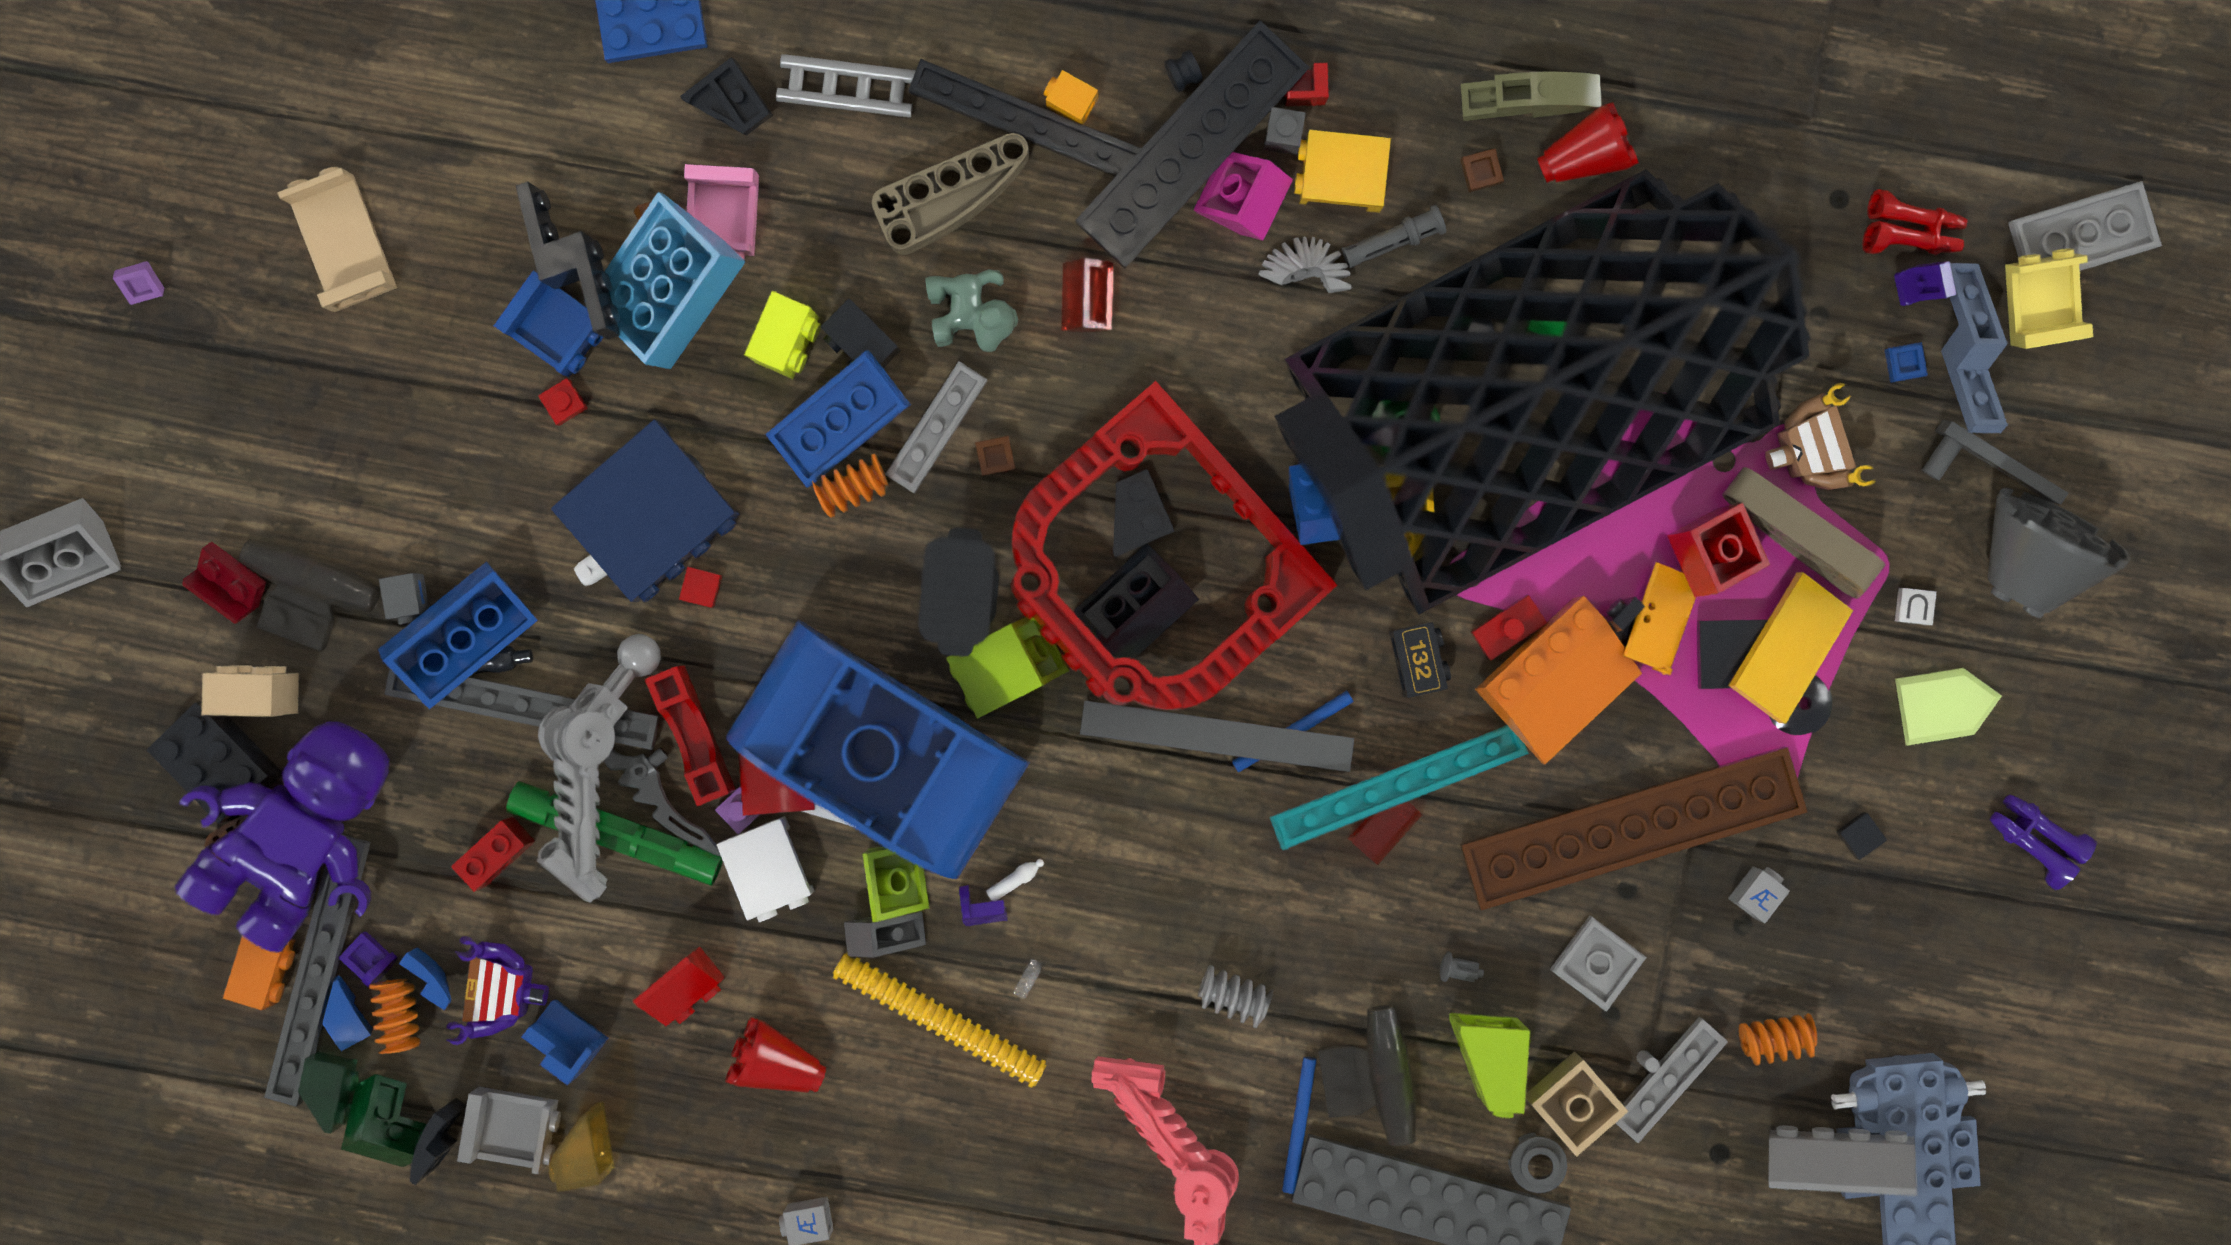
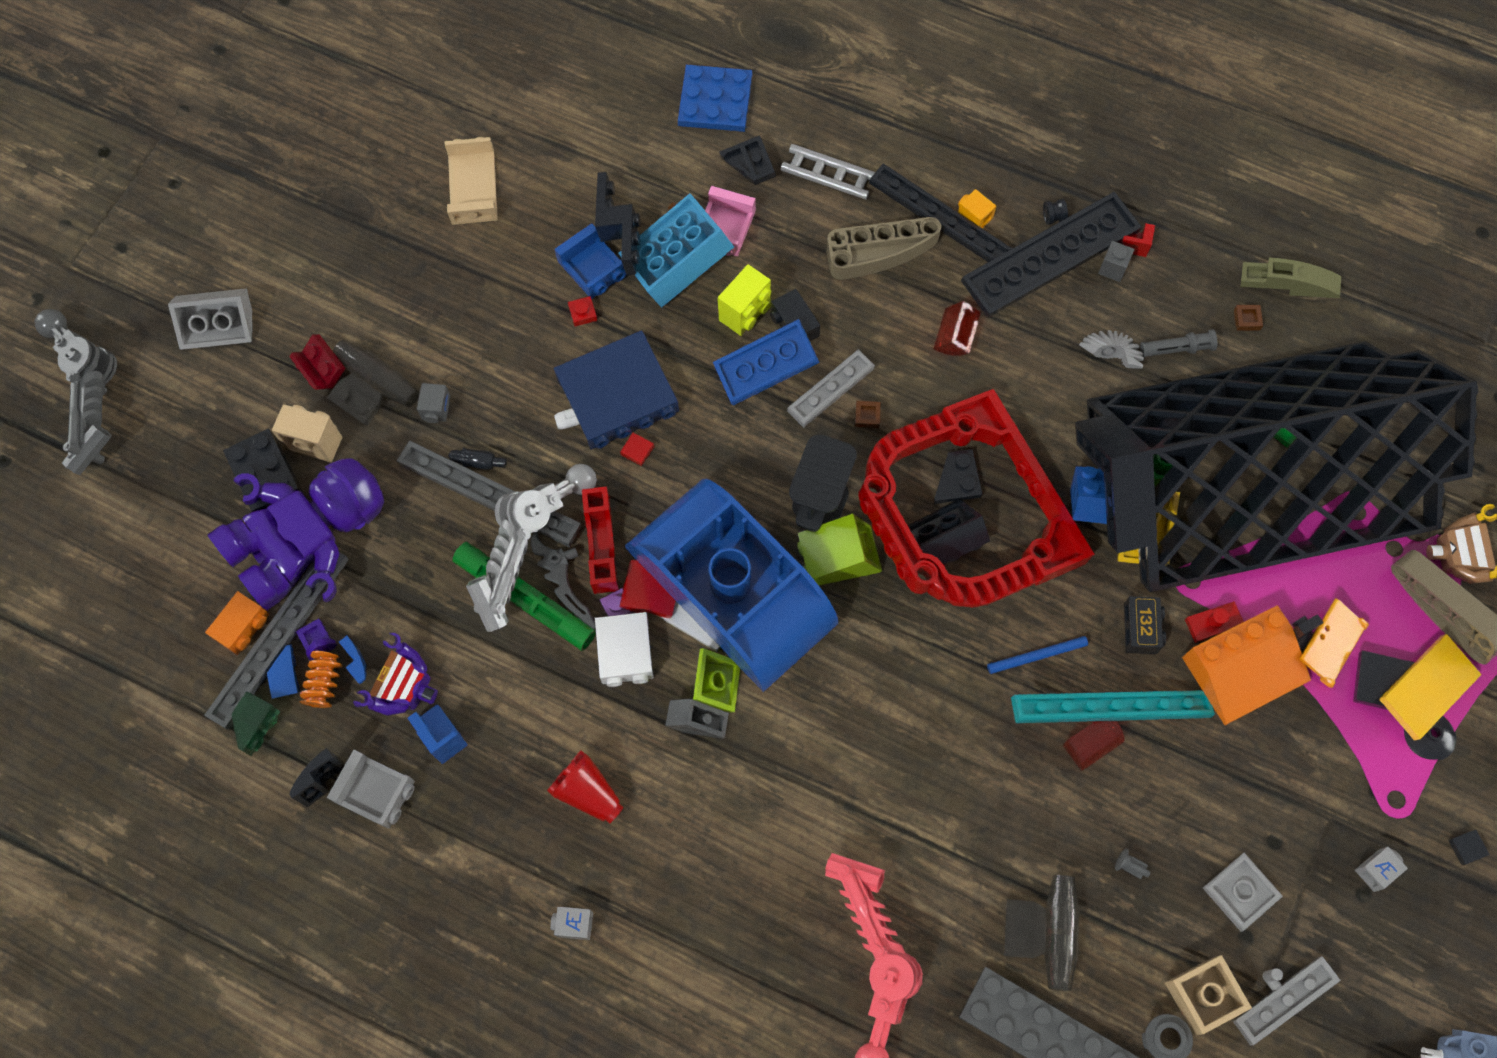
camera: 15 degrees right, 20 degrees down
(138, 283) = (335, 175): medium lavender plate -> none
(376, 1124) = (277, 757): dark green panel -> none
(457, 635) = (462, 432): blue slope -> none
(493, 854) = (432, 586): red brick -> none
(585, 1153) = (422, 814): clear yellow slope -> none
(680, 988) = (534, 714): red slope -> none
(851, 486) = (763, 407): orange piece -> none
(940, 1020) = (720, 795): yellow piece -> none
(981, 912) = (774, 722): dark purple tile -> none
(990, 320) = (886, 326): sand green animal -> none
(1022, 874) = (808, 705): white piece -> none
(1027, 979) = (794, 781): clear tile -> none
(1217, 736) = (982, 641): dark grey tile -> none
(1234, 997) = (951, 837): light grey piece -> none
(1244, 195) = (1080, 293): dark pink slope -> none
(1299, 1124) = (978, 956): blue bar -> none
(1343, 169) = (1152, 293): yellow panel -> none
(1496, 1059) = (1147, 938): lime slope -> none
(1590, 148) = (1328, 318): red cone -> none
(1633, 828) = (1288, 791): reddish brown plate -> none
(1718, 550) = (1384, 600): red brick -> none
(1778, 1038) = (1383, 988): orange piece -> none

